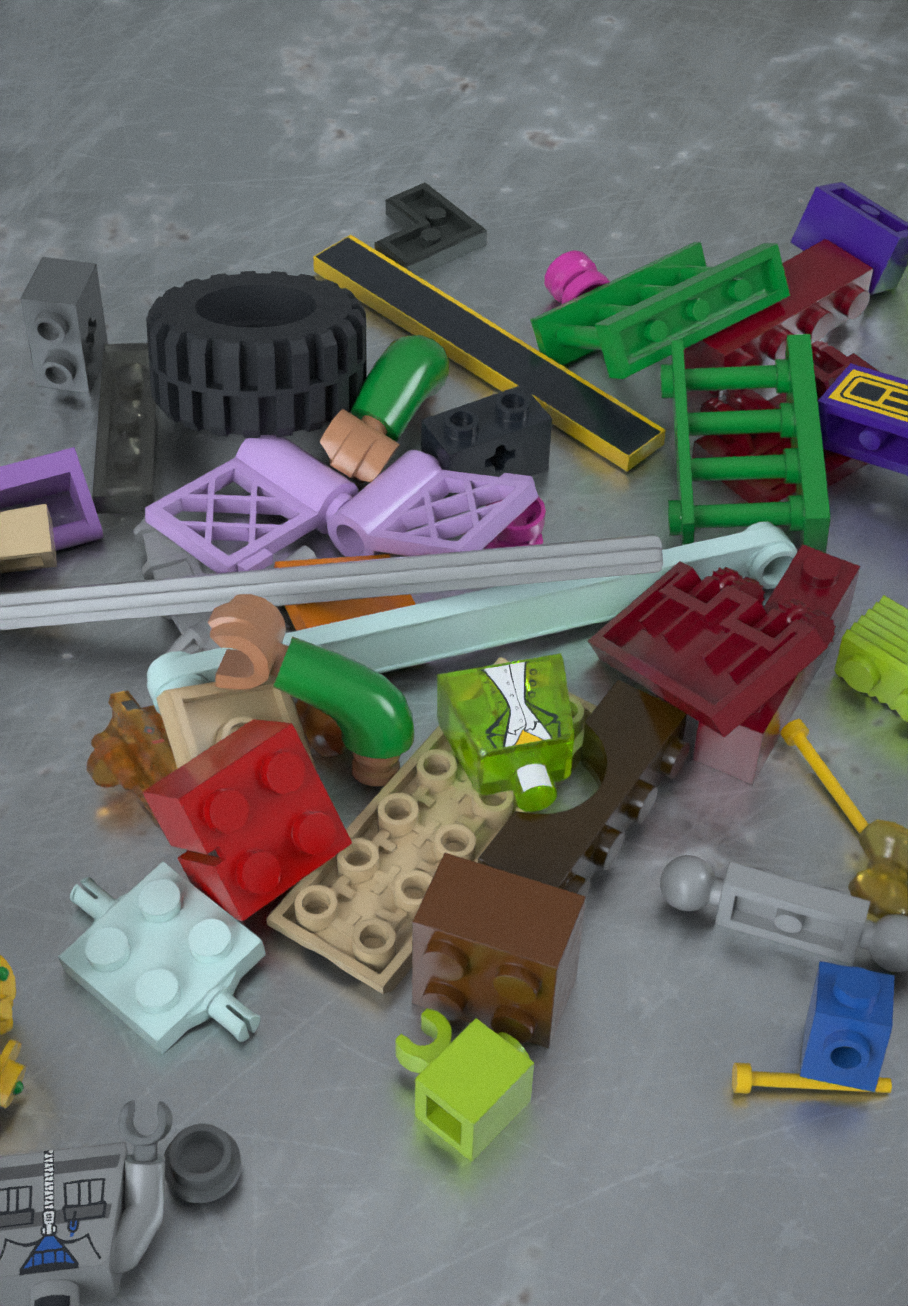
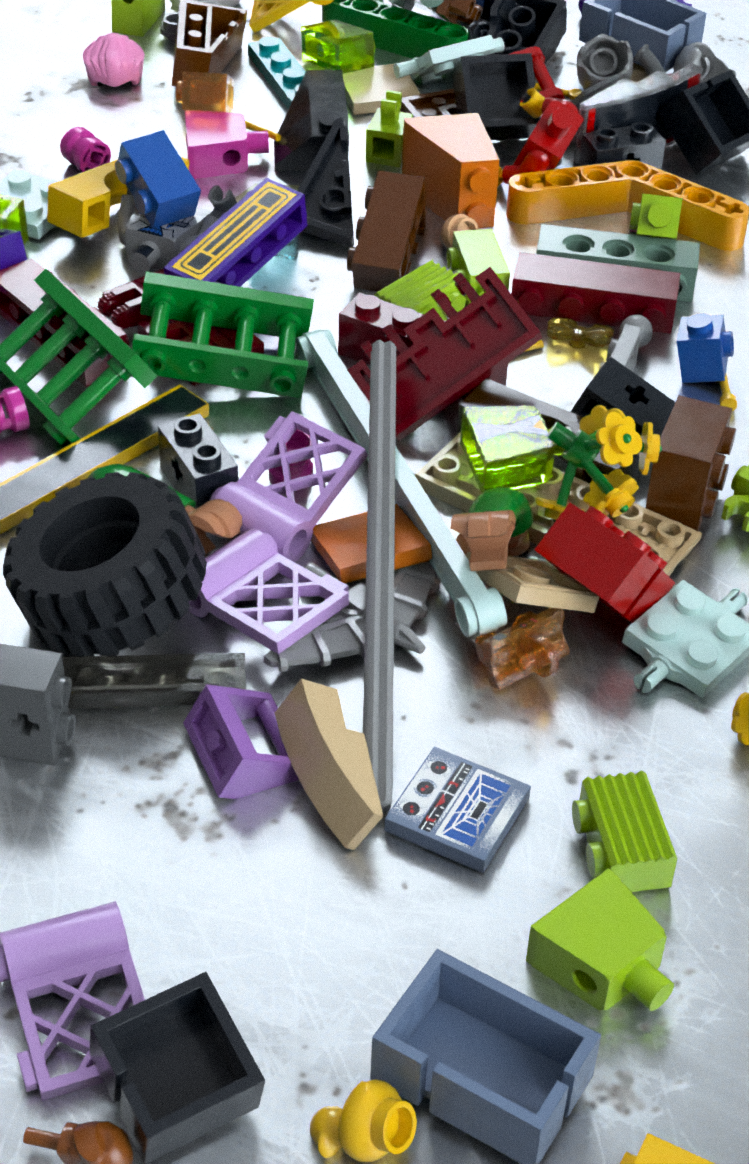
camera: 90 degrees left, 5 degrees down
(380, 777) = (617, 442): none -> yellow plant
(637, 852) = (622, 389): none -> black brick

